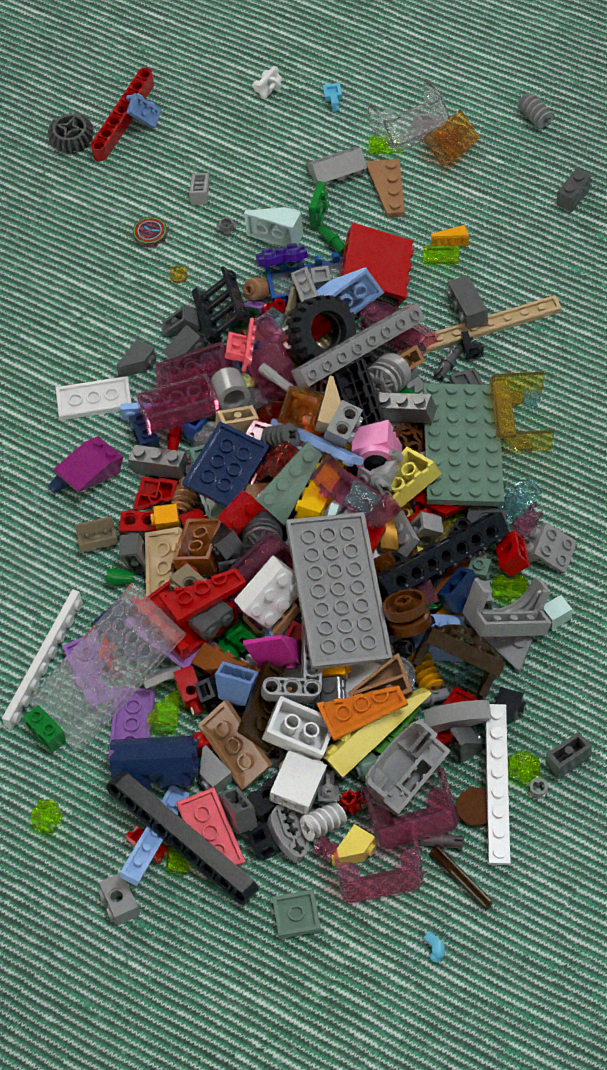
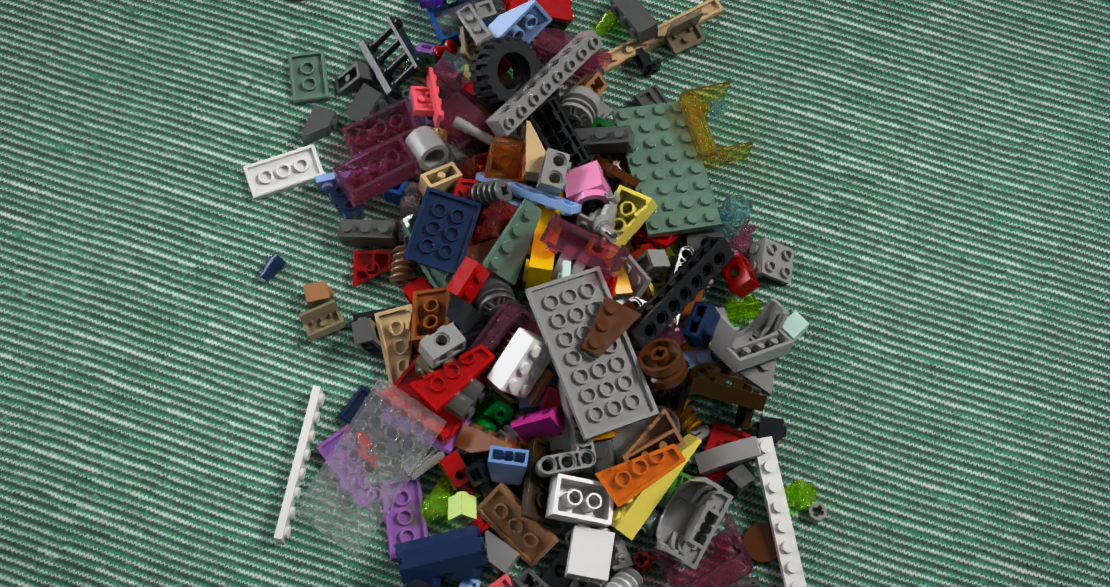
camera: 20 degrees left, 10 degrees up
(44, 729) = (319, 539): green brick -> none
(90, 464) = (298, 247): magenta slope -> none
(97, 508) = (317, 293): none -> medium nougat brick
(119, 577) = (355, 361): green cone -> none
(138, 316) = (308, 77): none -> sand green tile
(139, 519) = (363, 297): red brick -> none
(165, 517) = (392, 294): light orange slope -> none
(174, 438) = (376, 207): red axle -> none
(178, 274) = (339, 26): clear yellow tile -> none
(186, 721) = (462, 508): none -> yellowish green brick
(198, 564) = (436, 354): none -> light grey brick
(256, 289) = (422, 32): medium nougat head -> none
(359, 567) = (608, 326): none -> reddish brown wing
(361, 496) = (588, 249): clear light blue piece -> none
(404, 435) = (613, 171): none -> reddish brown wing
(438, 305) = (605, 23): none -> clear neon green cone
(447, 362) = (627, 82): dark grey pin -> none
(481, 567) = (712, 295): sand green bracket -> none
(514, 323) = (685, 33): none -> dark tan bracket
(568, 755) = (840, 475): dark grey brick -> none

